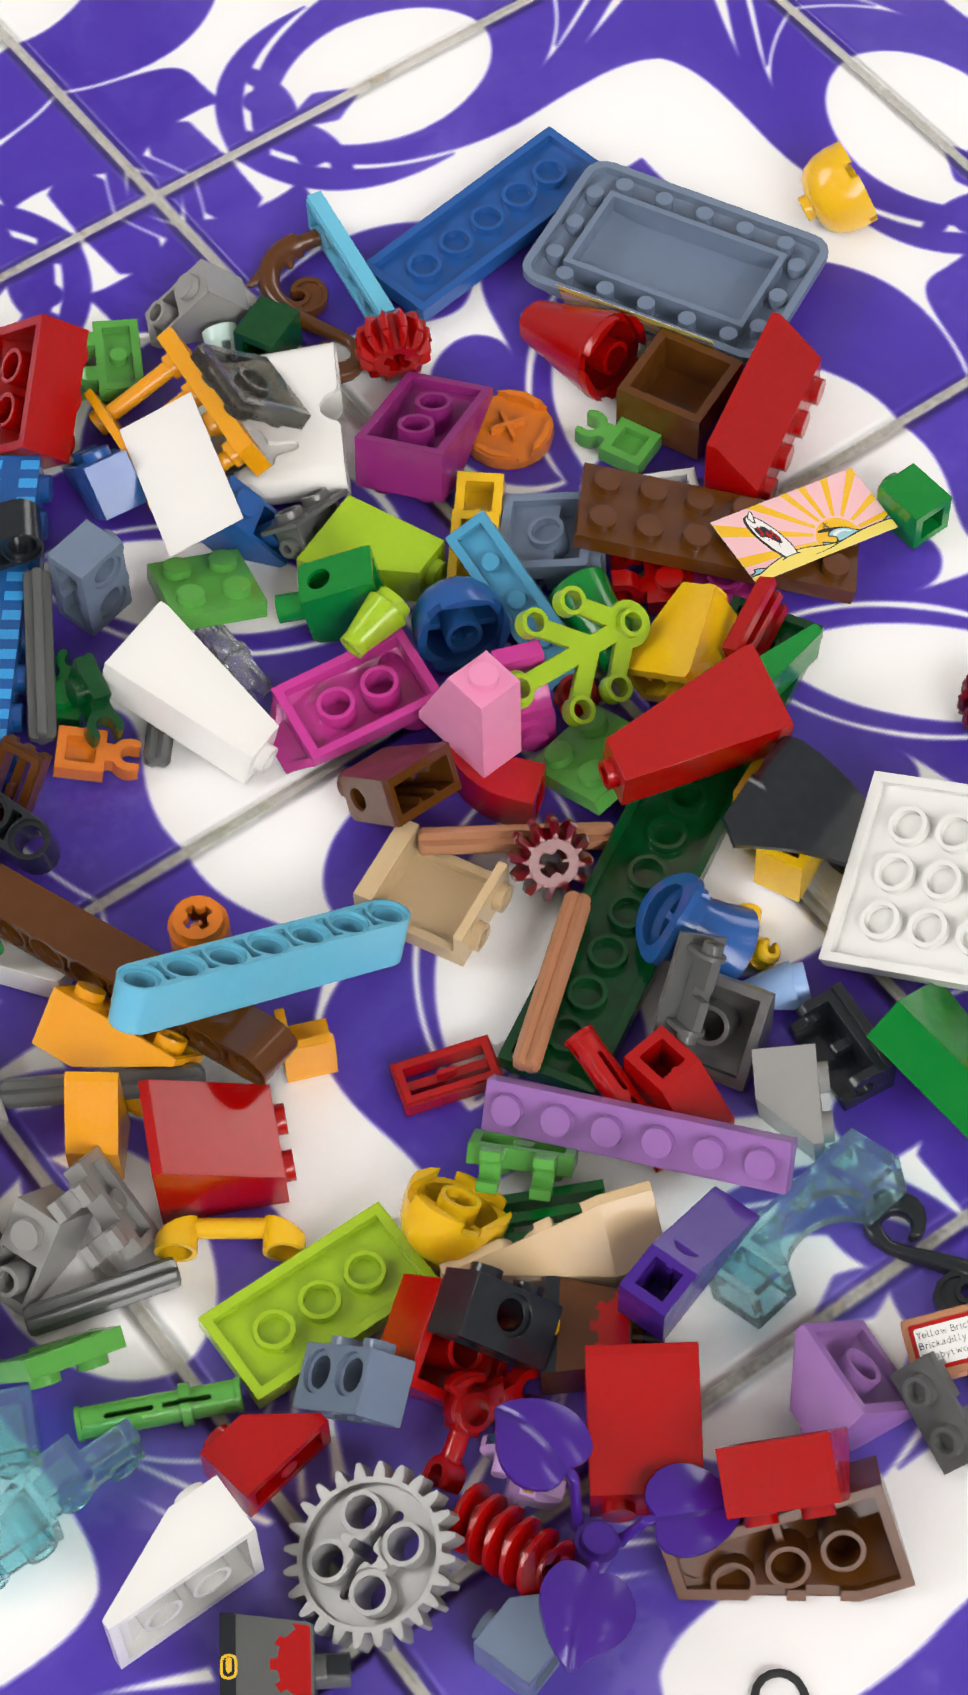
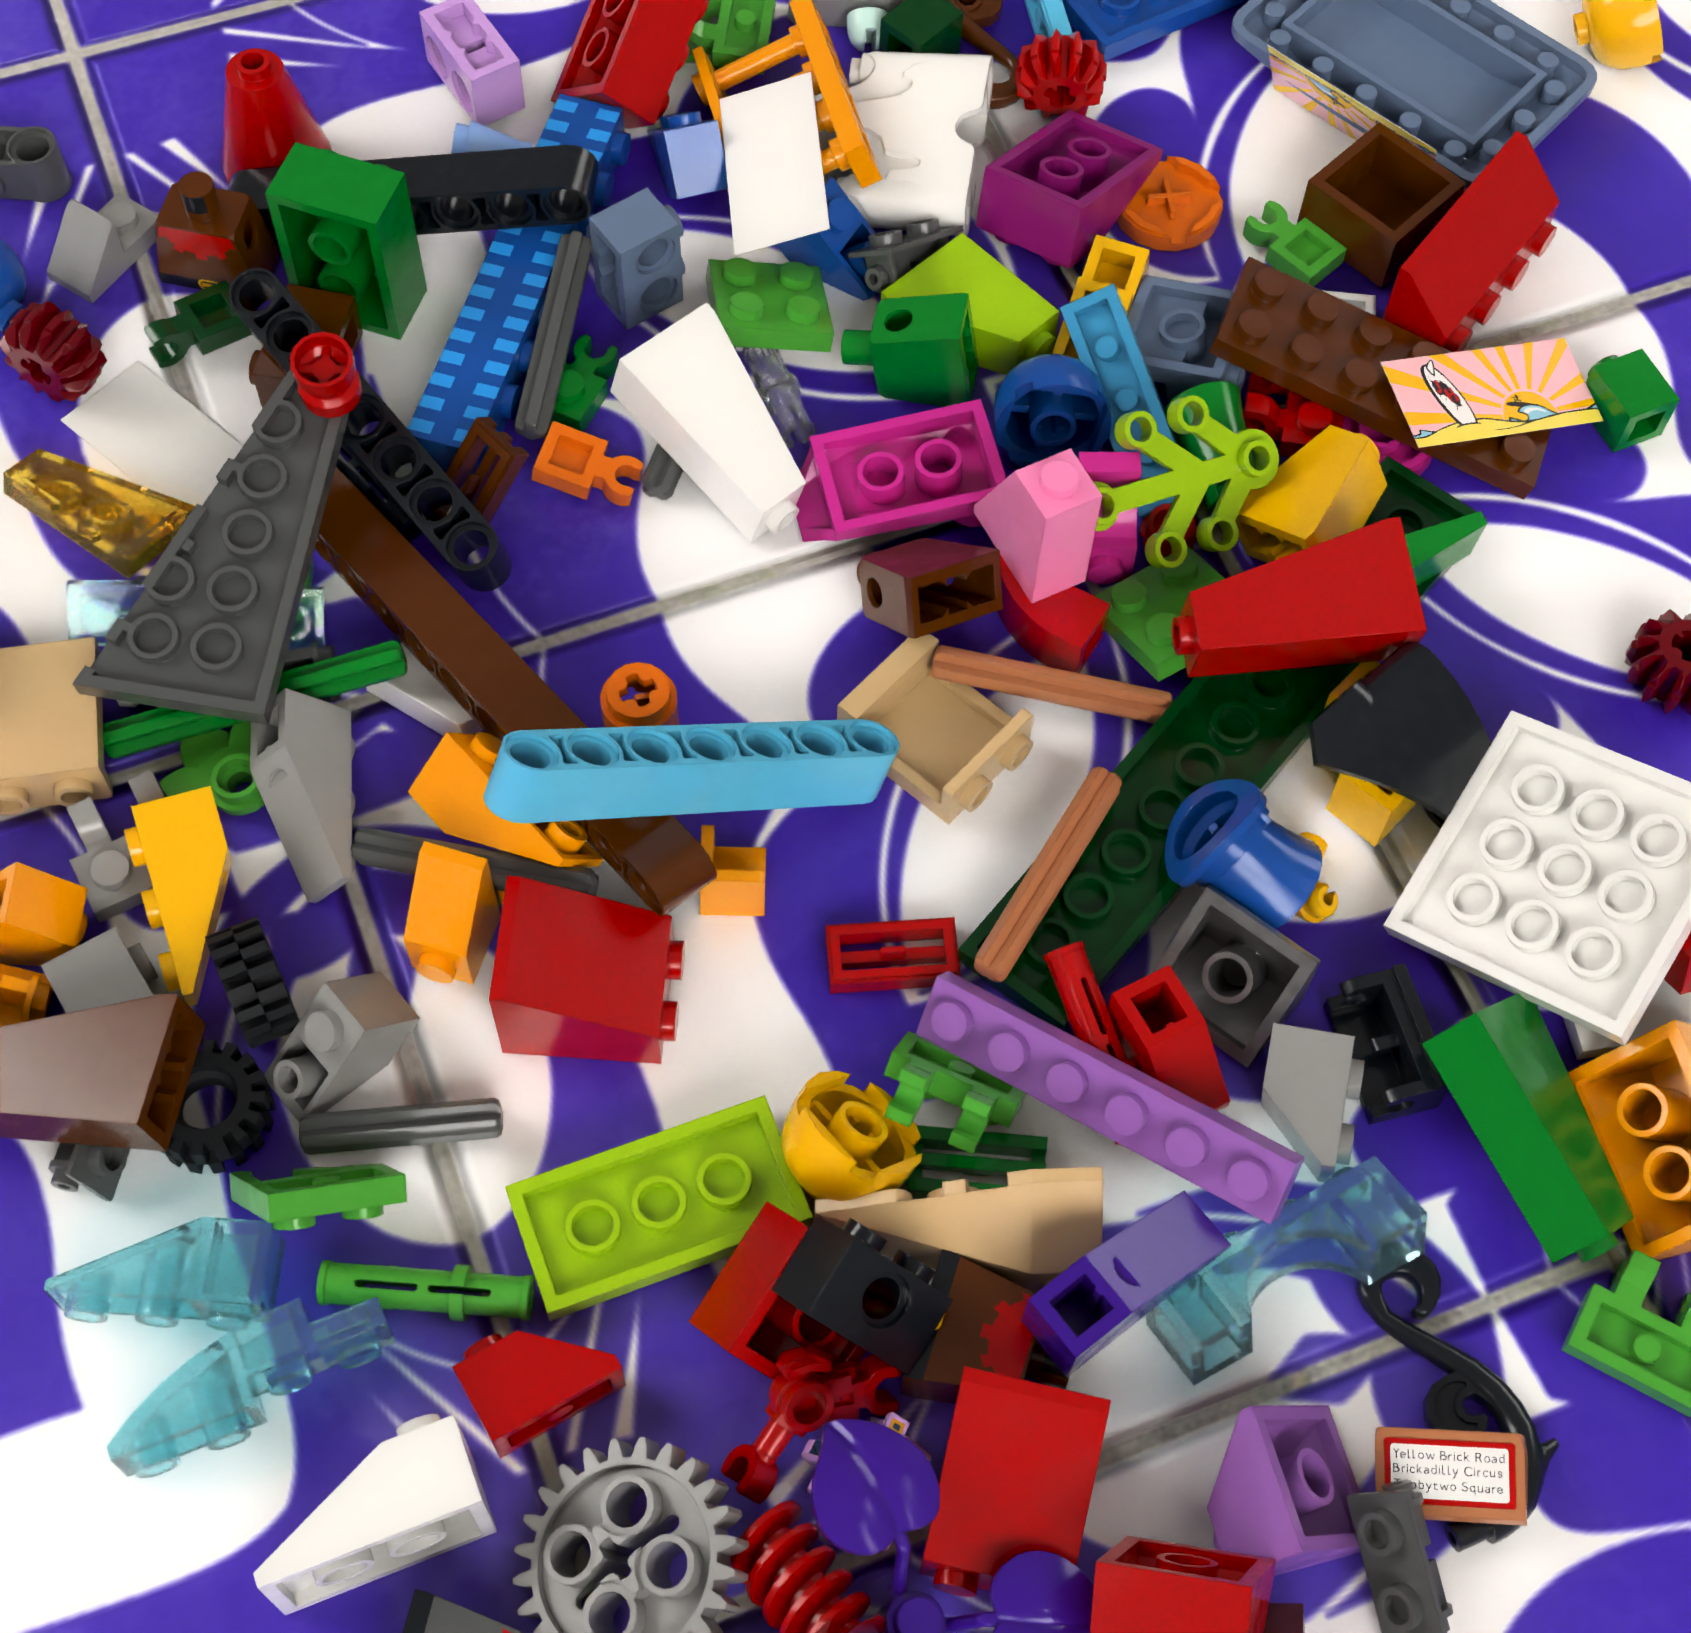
camera: 10 degrees right, 5 degrees up
(90, 693) = (597, 390): dark green plate -> none
(121, 1216) = (440, 1016): light grey plate -> none
(181, 1235) = (516, 1075): yellow bar -> none
(249, 387) = (879, 80): clear smoke plate -> none
(355, 1381) = (667, 1328): sand blue brick -> none
(376, 620) = (954, 384): lime cone -> none
(549, 839) = (1089, 698): dark red gear -> none
(584, 343) = (1283, 123): red cone -> none
(690, 985) = (1216, 924): dark grey hinge -> none
(758, 618) = (1410, 490): red tile -> none
(787, 982) = (1335, 944): light blue cone -> none

